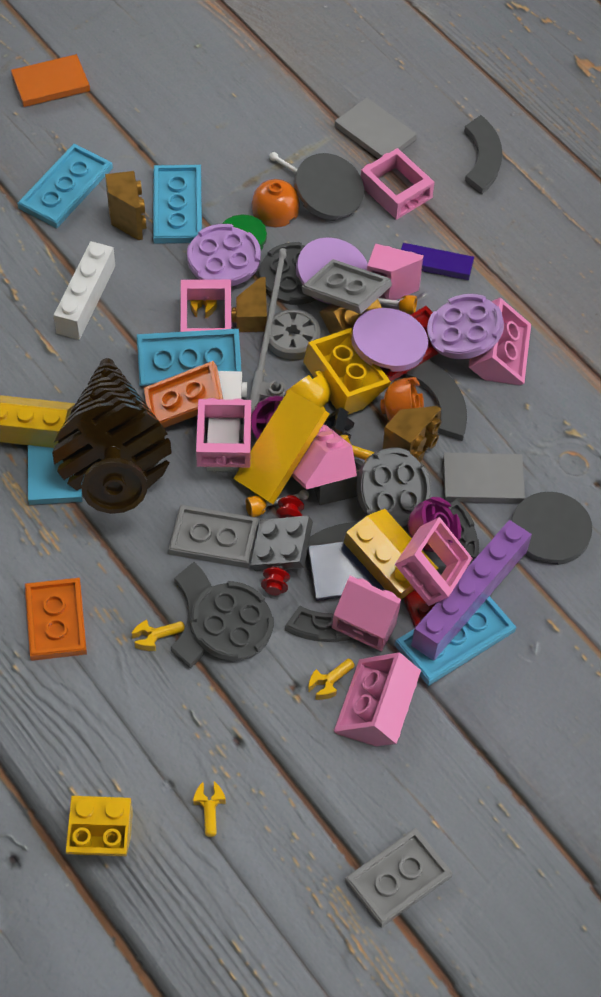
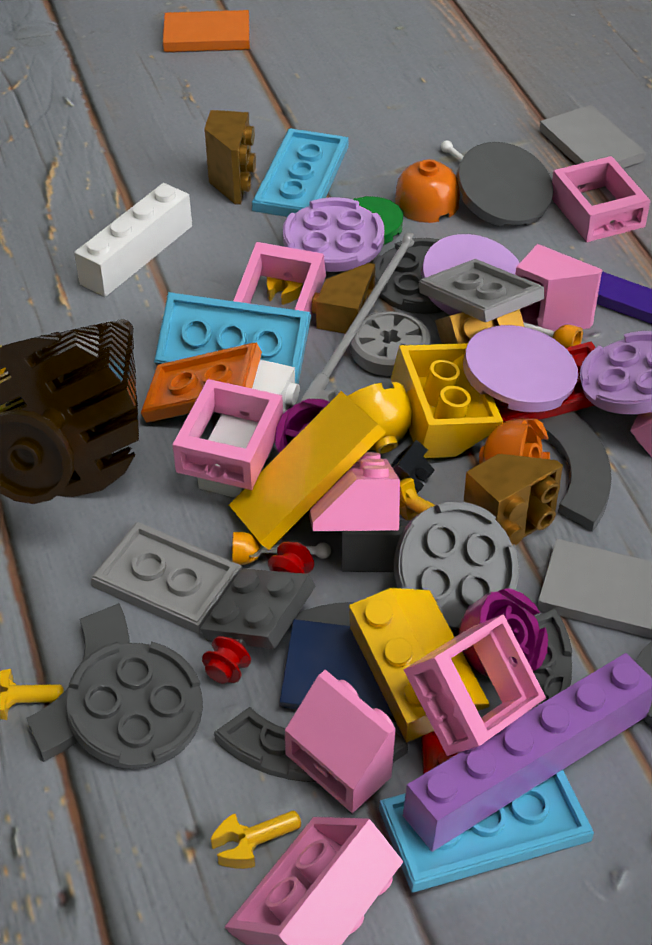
camera: 20 degrees right, 10 degrees down
(65, 185) = (163, 133): medium azure tile -> none

